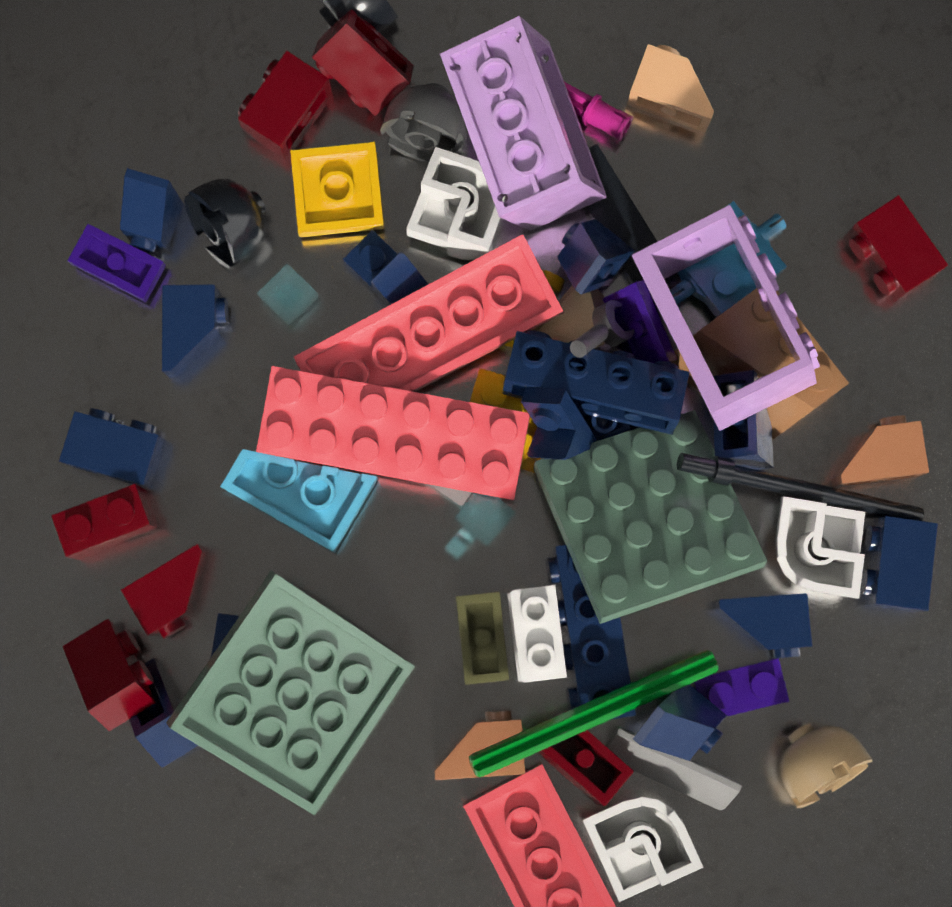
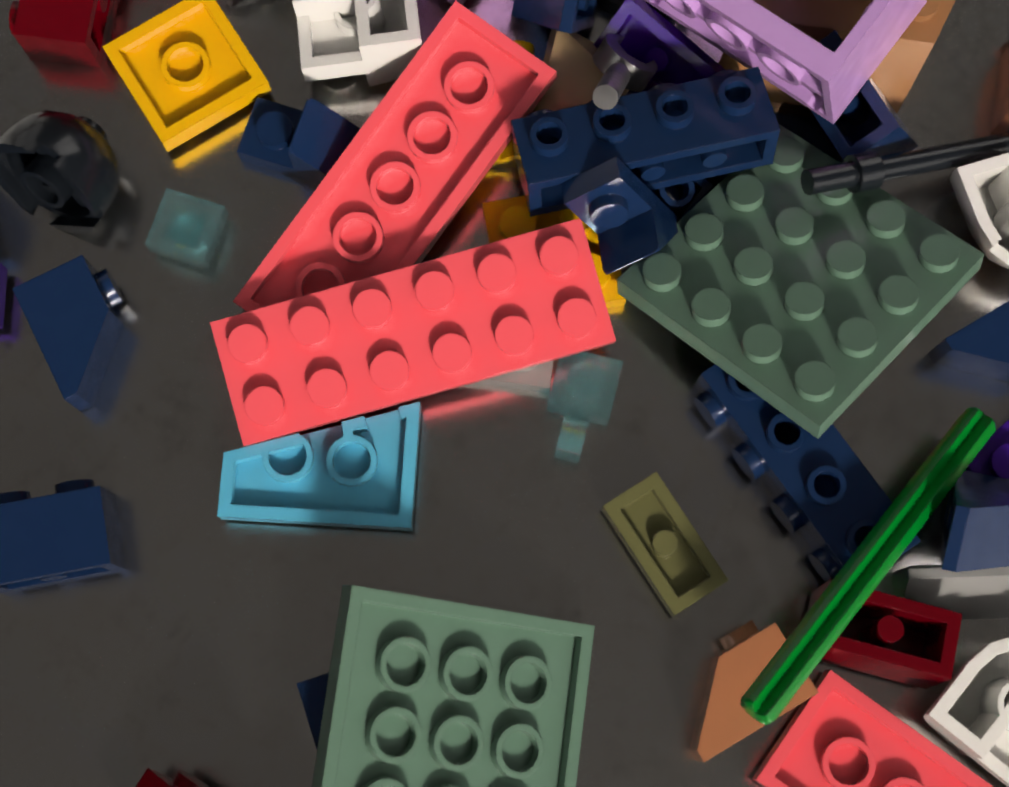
camera: 25 degrees left, 5 degrees down
(105, 522) = (81, 640): dark red brick -> none
(168, 593) = (214, 693): dark red slope -> none
(536, 634) = (738, 496): white panel -> none

